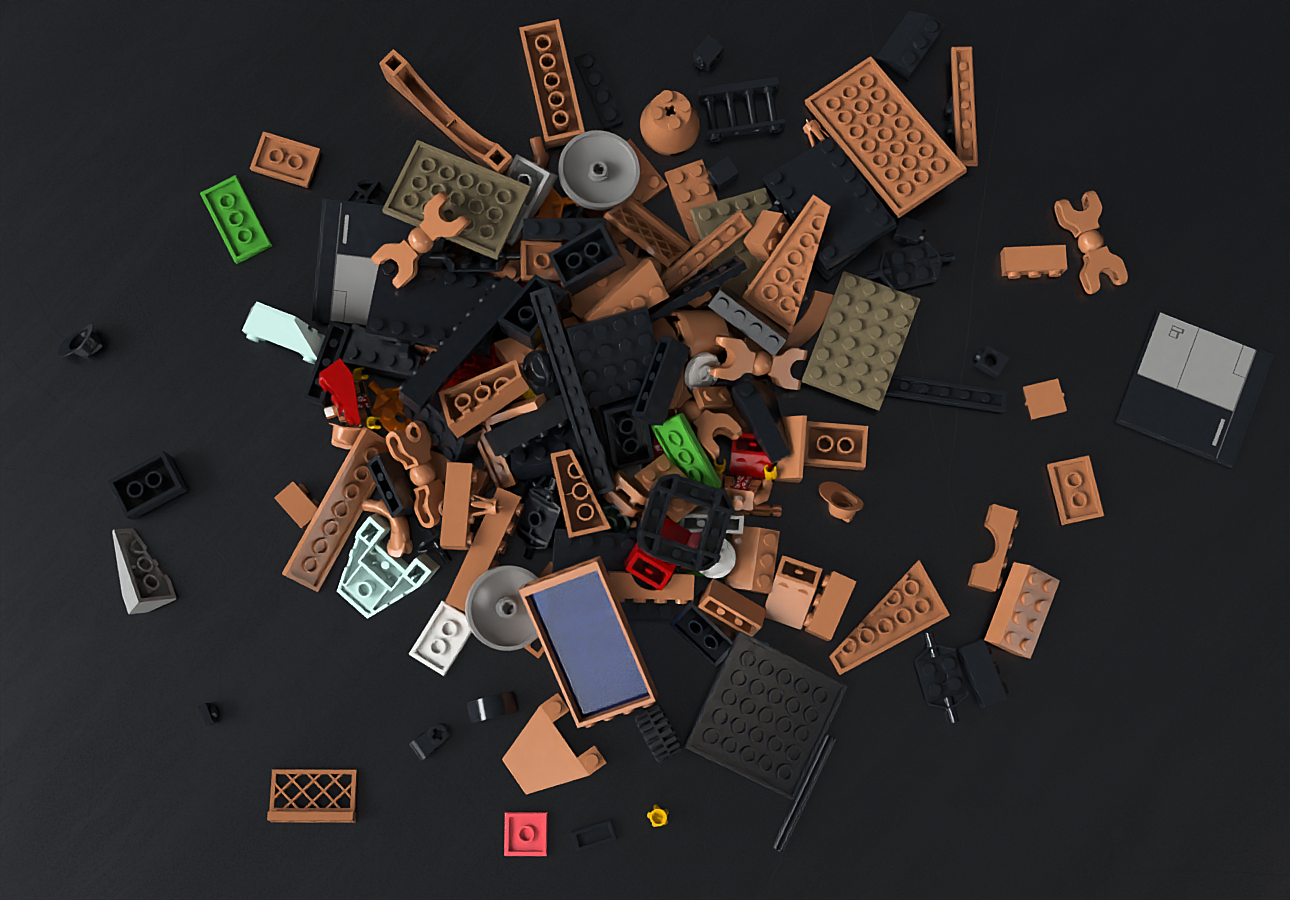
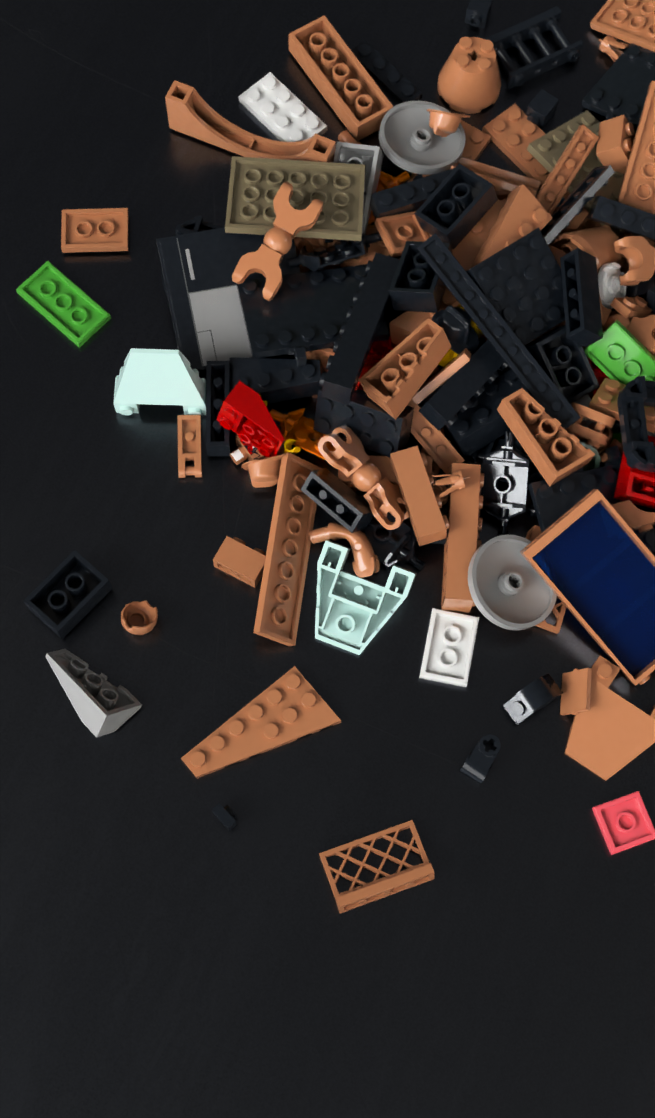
camera: 25 degrees left, 10 degrees down
(198, 524) = (139, 617): none -> nougat hair
(275, 647) = (272, 719): none -> nougat wing
(294, 387) = (189, 445): none -> nougat plate
(491, 98) = (281, 110): none -> white plate
(527, 714) = (576, 691): none -> nougat piece
(622, 163) = (444, 122): none -> nougat piece

